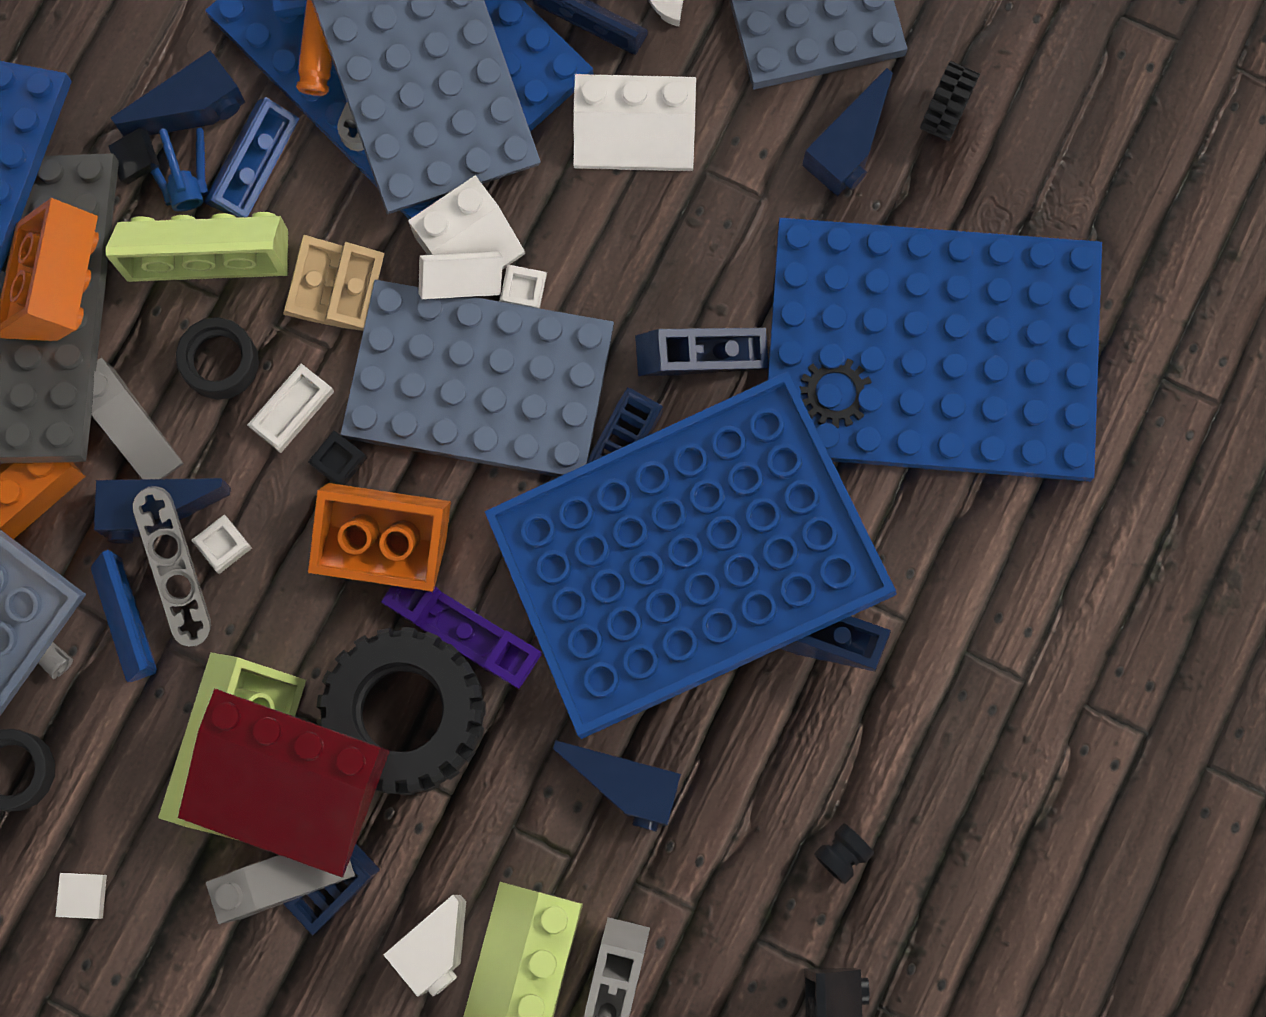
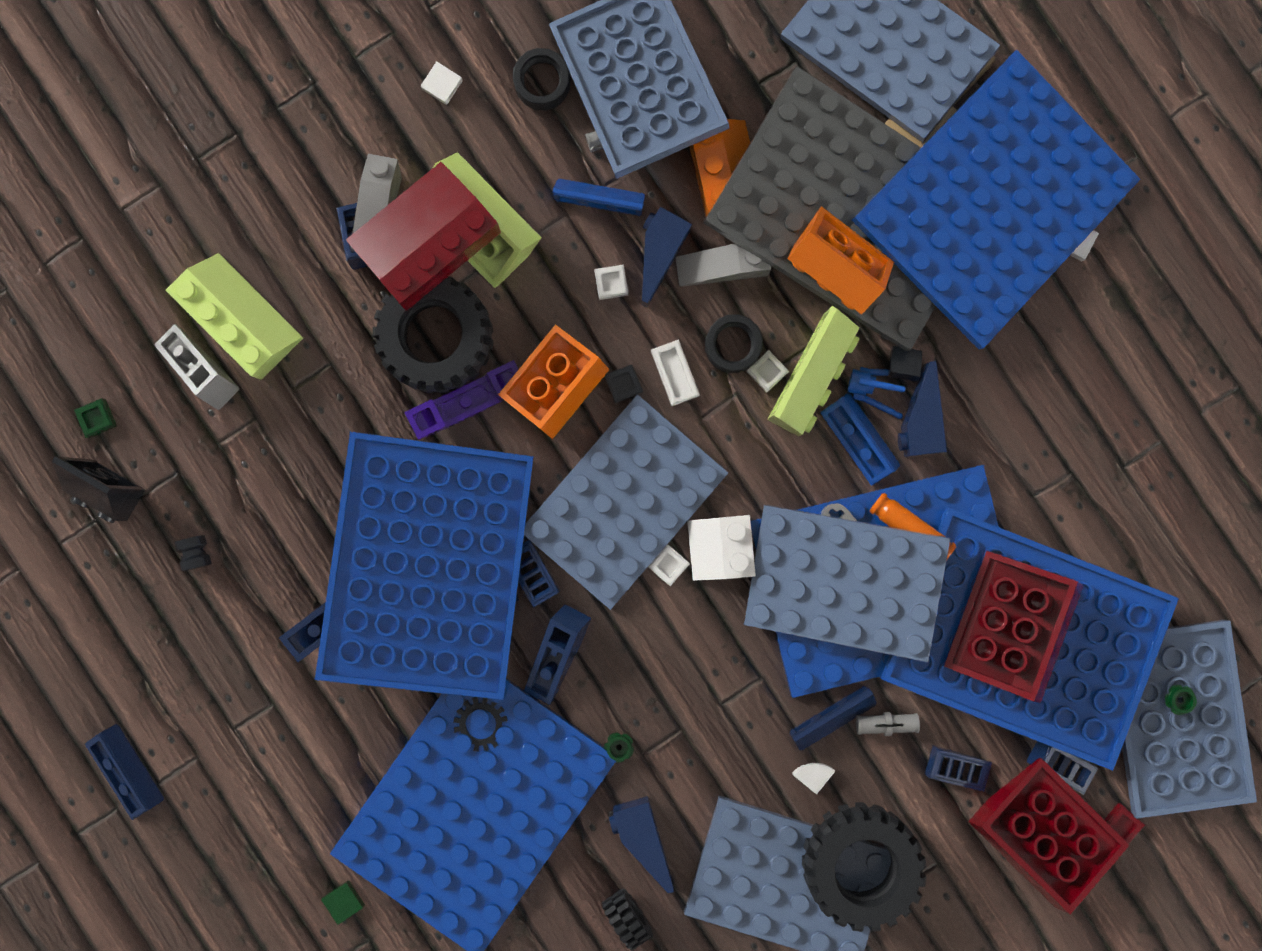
camera: 120 degrees right, 10 degrees up
(176, 565) = (609, 240): light grey beam -> none
(230, 302) = (767, 371): none -> white tile
(333, 283) = (743, 445): tan slope -> none
(431, 949) = (280, 269): white slope -> none
(460, 275) = (696, 528): white tile -> none
(631, 786) = (309, 448): dark blue slope -> none
(634, 122) = (736, 702): white slope -> none
(763, 214) = (626, 743): none -> dark green plate
(1139, 431) = (343, 902): none -> dark green tile
(1157, 782) = (124, 771): none -> dark blue slope

